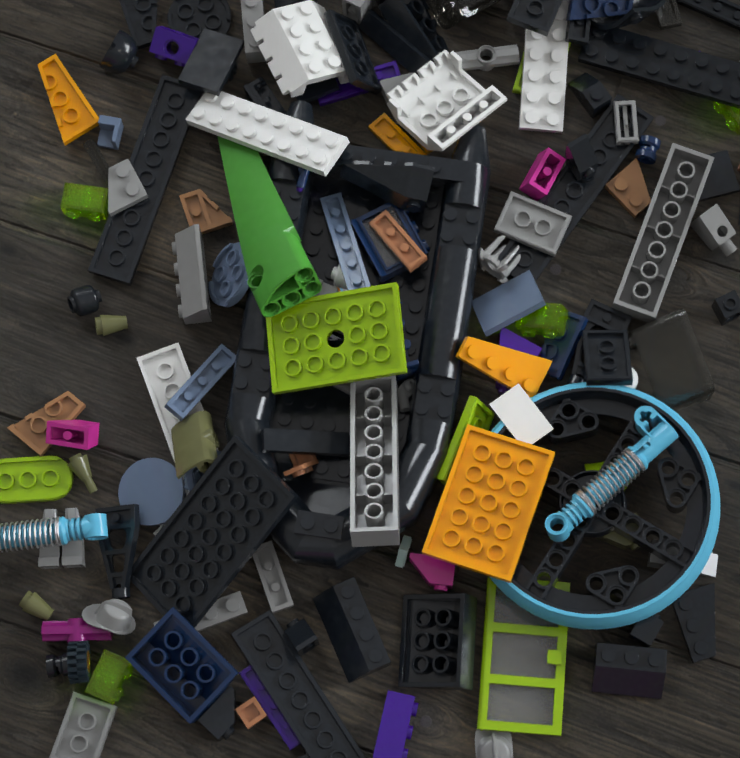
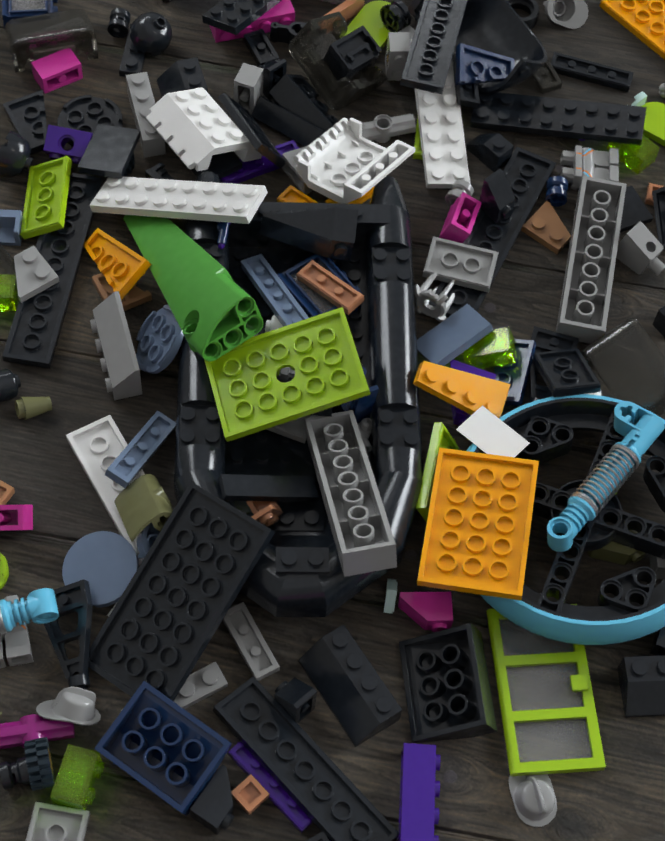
camera: 20 degrees left, 15 degrees down
(80, 466) = (16, 553): olive cone -> none
(146, 104) = (46, 197): none -> lime tile
(202, 185) = (116, 261): none -> light orange wing
(550, 139) = (457, 188): none -> light grey wheel
(626, 139) = (523, 171): light grey tile -> none
(688, 127) = (589, 163): none -> light grey hips

